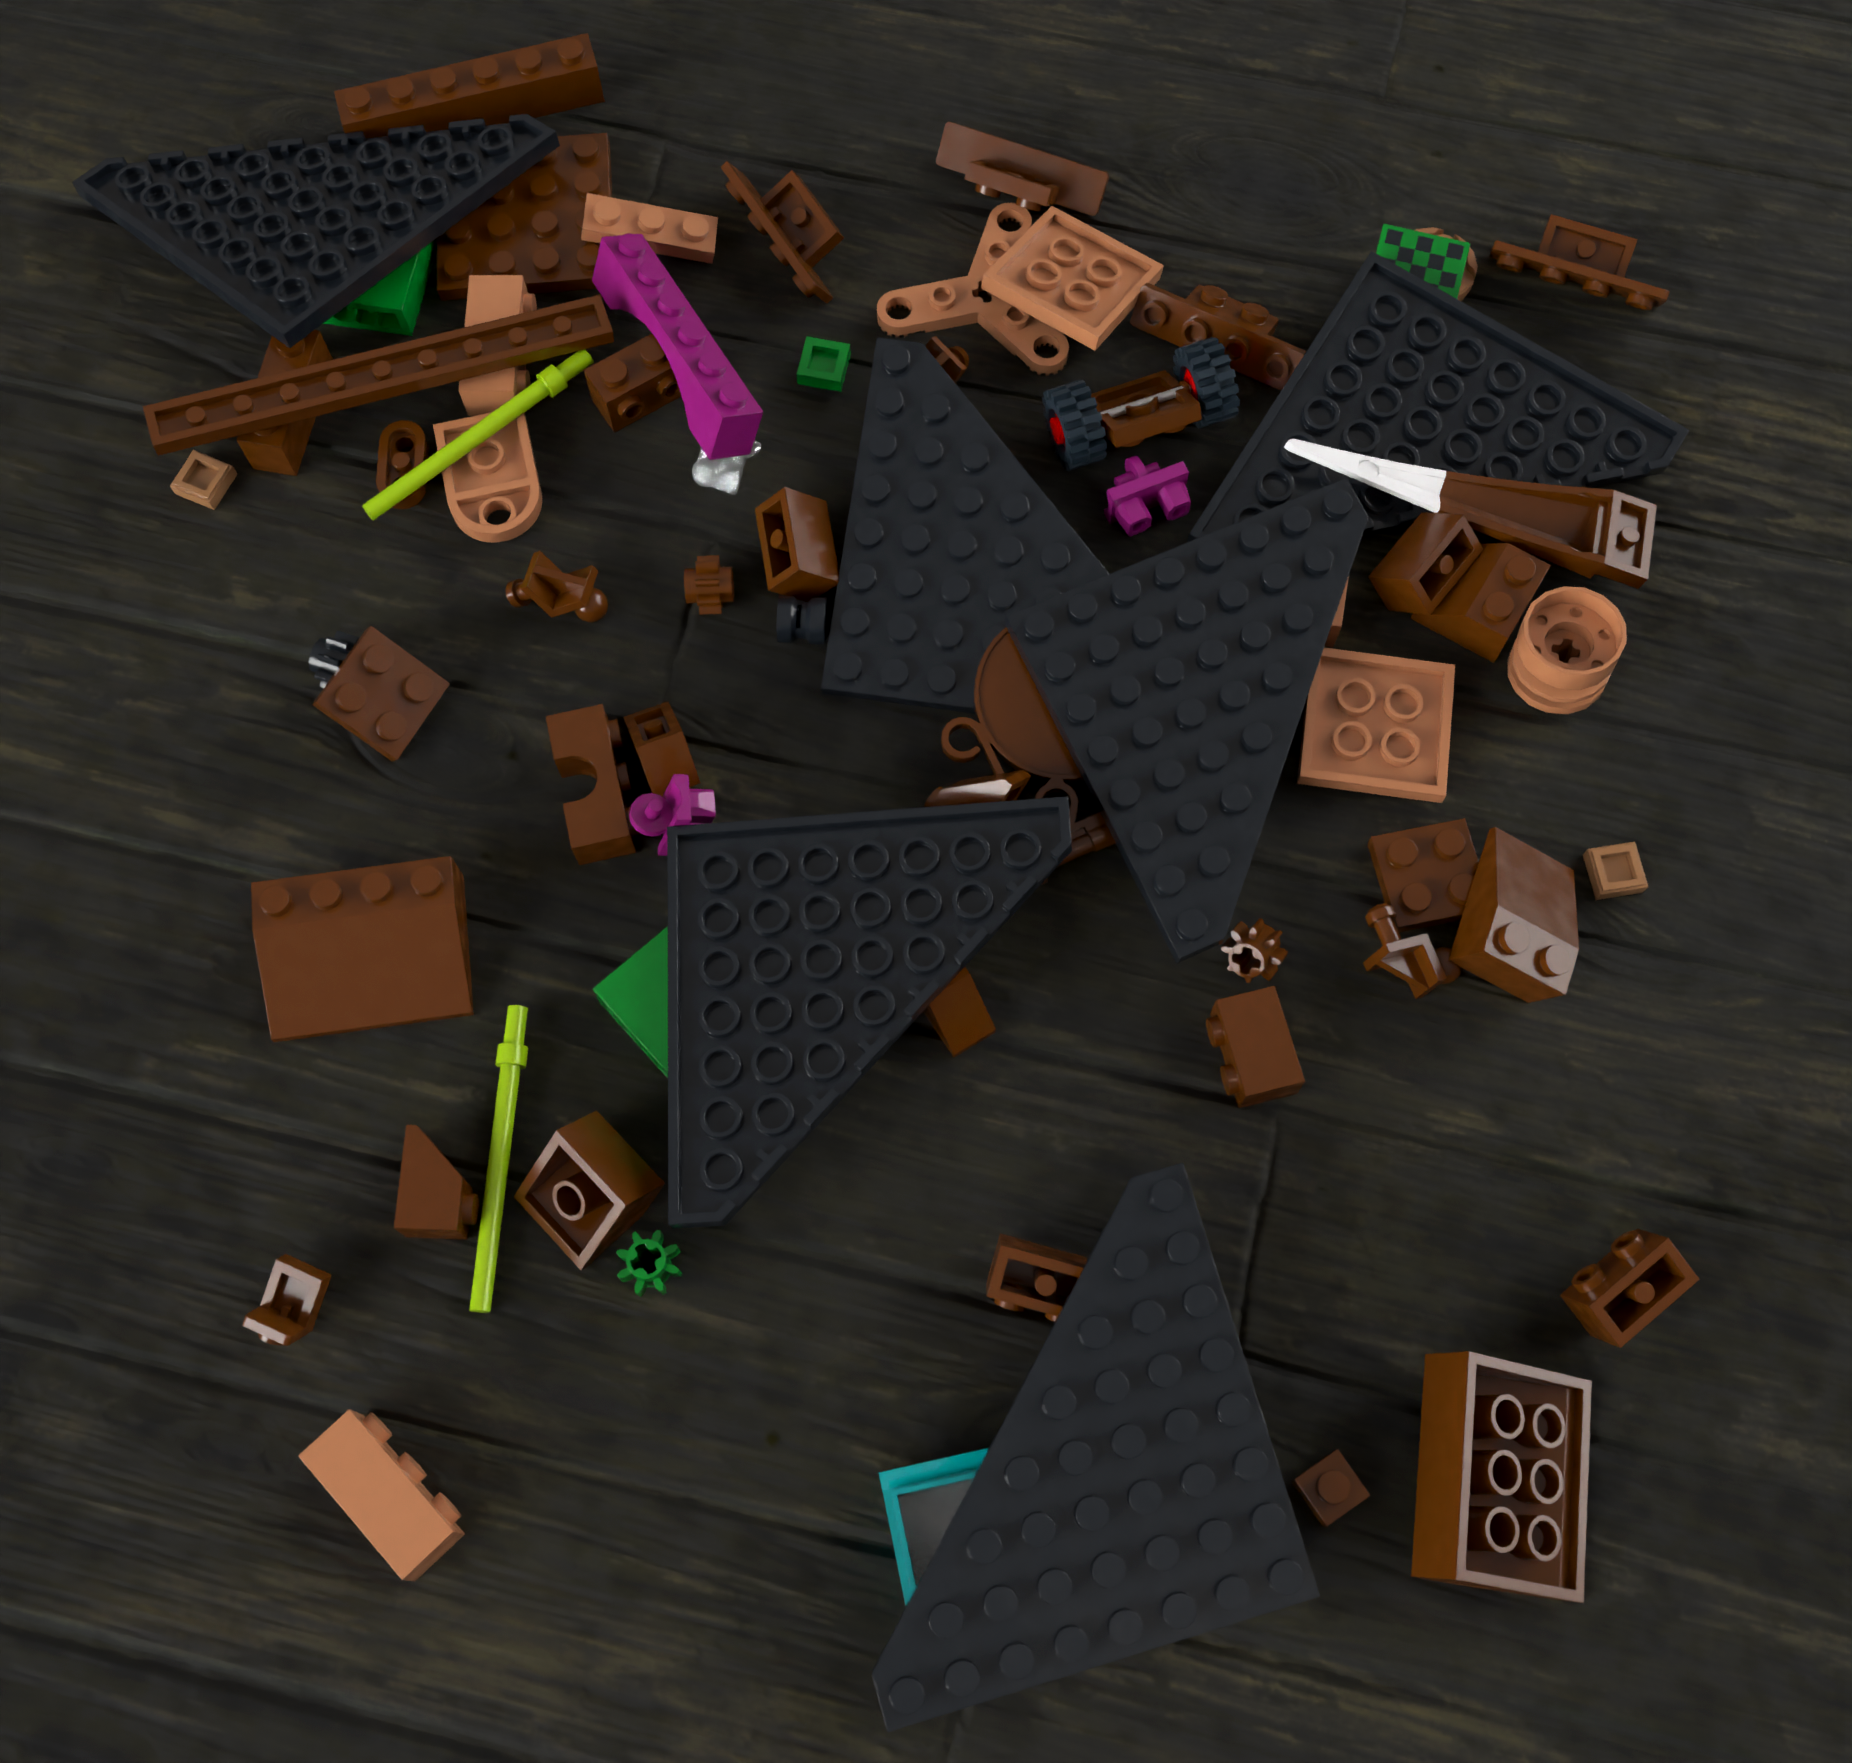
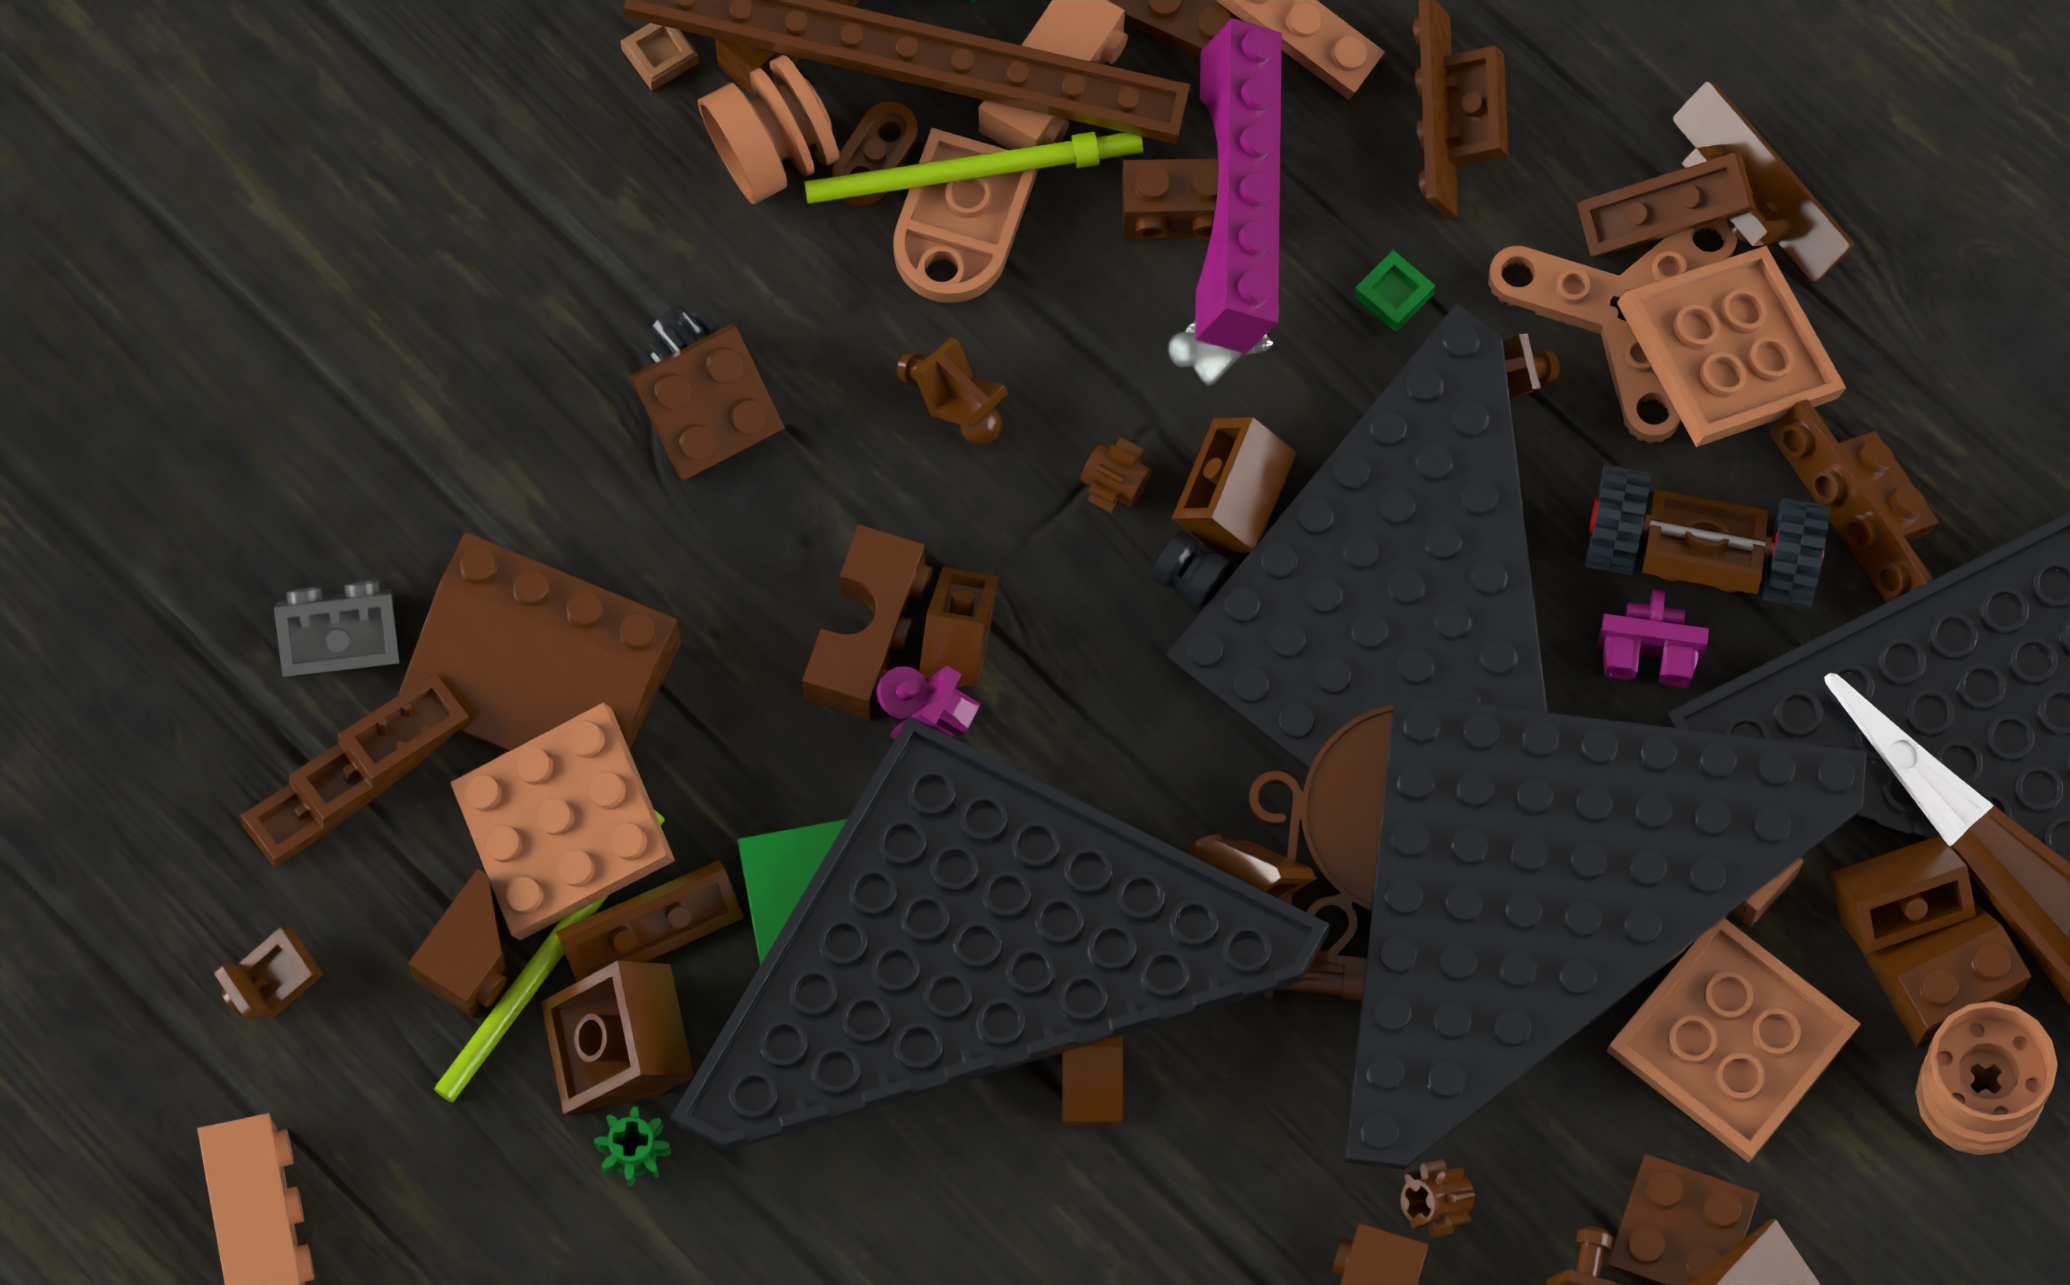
camera: 30 degrees right, 0 degrees up
(193, 1013) = (336, 630): none -> dark grey bracket
(268, 1108) = (355, 770): none -> reddish brown slope
(313, 481) = (772, 127): none -> nougat wheel
(451, 1053) = (562, 821): none -> nougat plate
(563, 1088) = (652, 922): none -> reddish brown plate
(972, 209) = (1666, 205): none -> reddish brown plate

